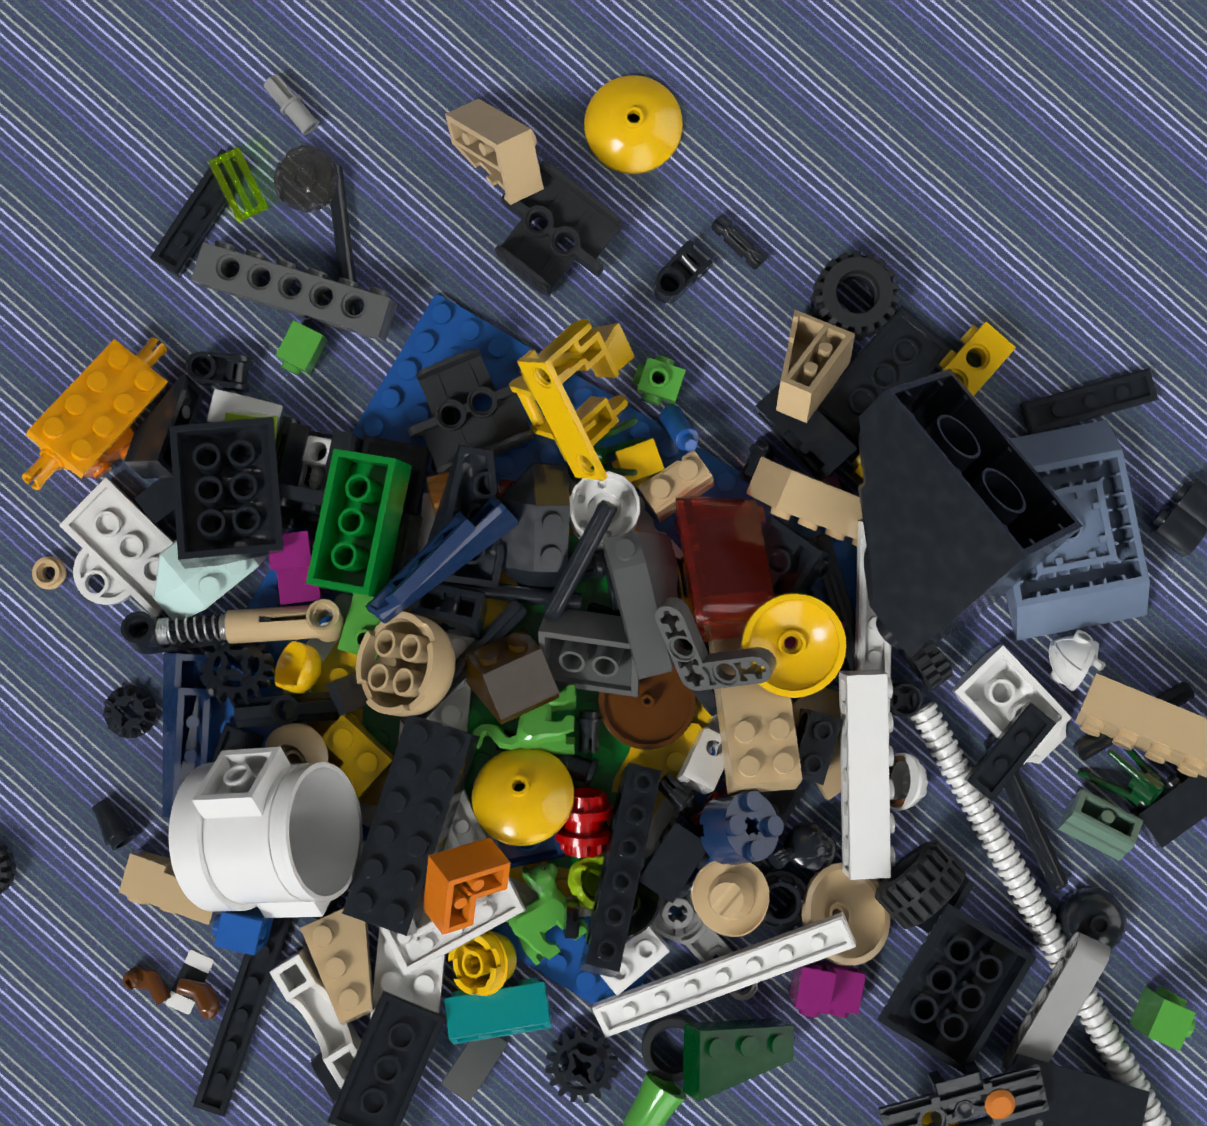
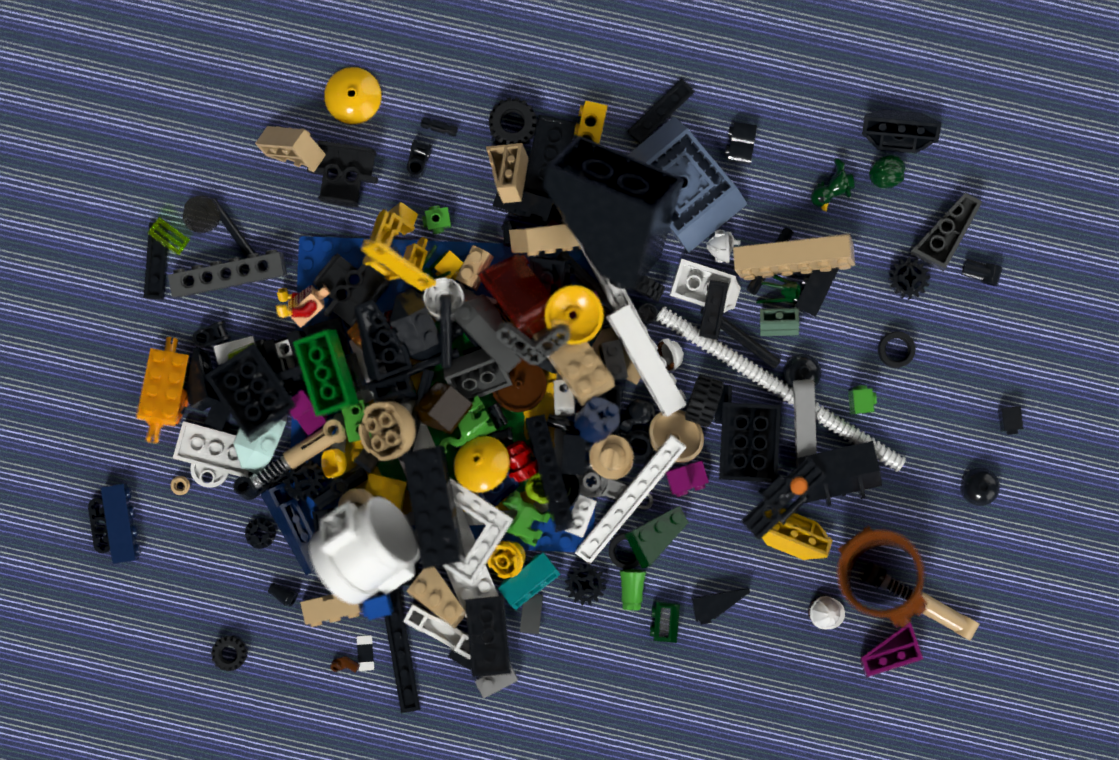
camera: 30 degrees left, 0 degrees up
(202, 994) = (375, 654): reddish brown arm -> none
(291, 104) = (172, 180): light grey axle -> none
(300, 349) = (246, 302): bright green brick -> none
(381, 399) = (302, 305): none -> torso
(442, 556) = (376, 365): dark blue wedge -> none
(459, 878) = (471, 519): orange brick -> none
(571, 923) = (538, 511): black tile -> none
(679, 428) = (460, 238): blue cylinder -> none

